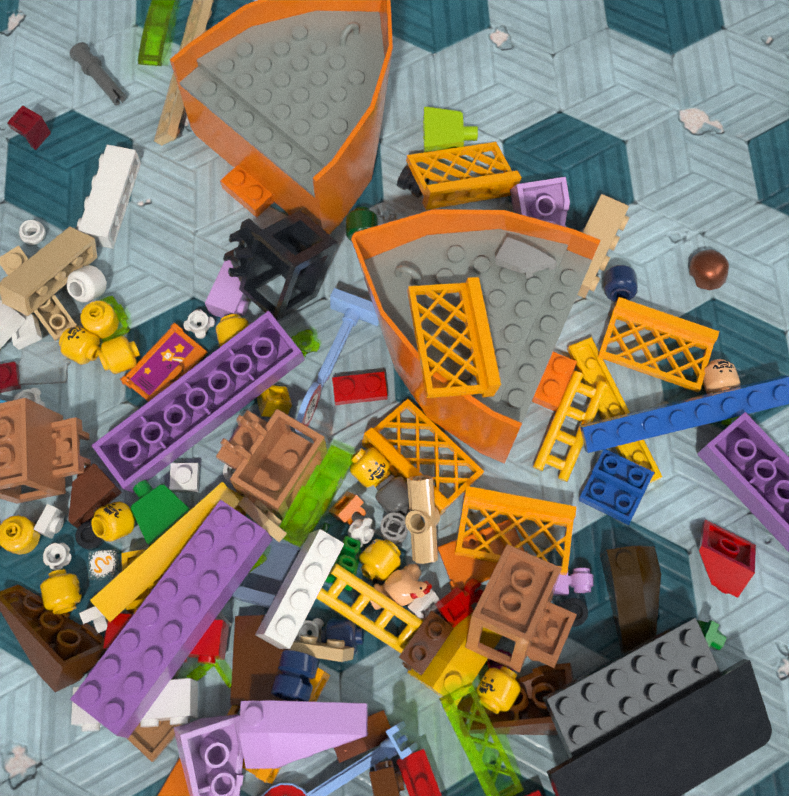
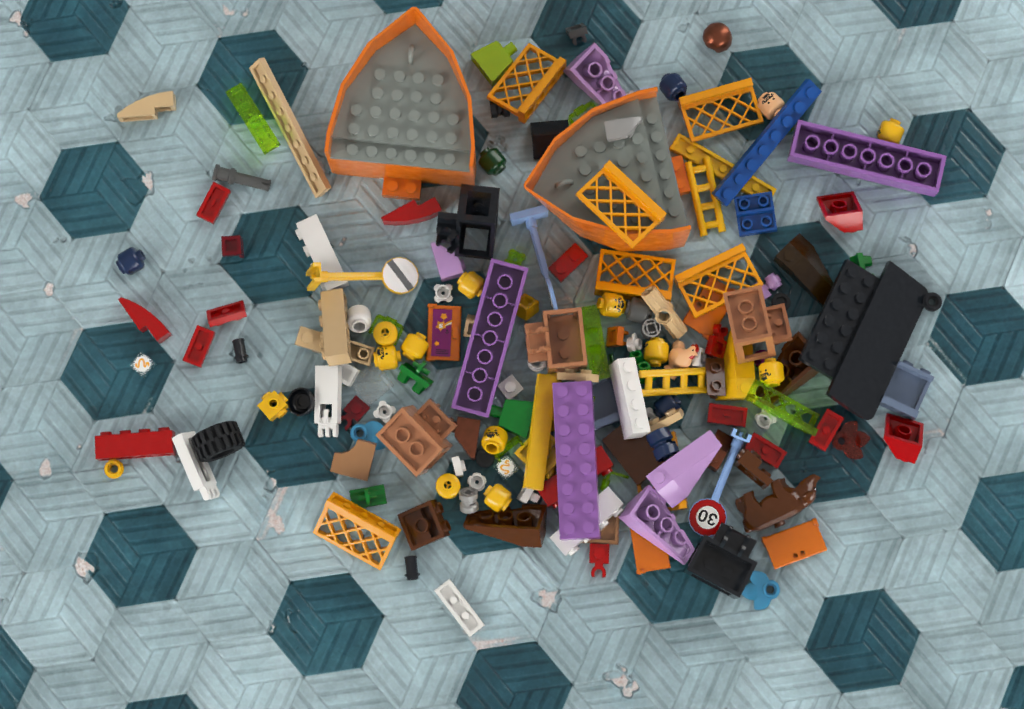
camera: 35 degrees left, 10 degrees up
(26, 567) = (468, 500): none -> light grey wheel
(32, 226) = (293, 305): white plate -> none
(51, 77) = (213, 203): none -> red plate
(96, 387) = (417, 374): none -> green hips
(118, 759) = (599, 555): none -> red plate
(136, 542) = (510, 444): none -> clear neon green piece
(165, 271) = (397, 275): none -> piece
(229, 215) = (413, 213): none -> red slope
(406, 701) = (727, 415): none -> red plate
(446, 746) = (762, 422): none -> white plate
(554, 162) = (577, 31): none -> dark grey tile
(603, 224) = (638, 62): tan brick -> none
(777, 753) = (934, 296): none -> black plate

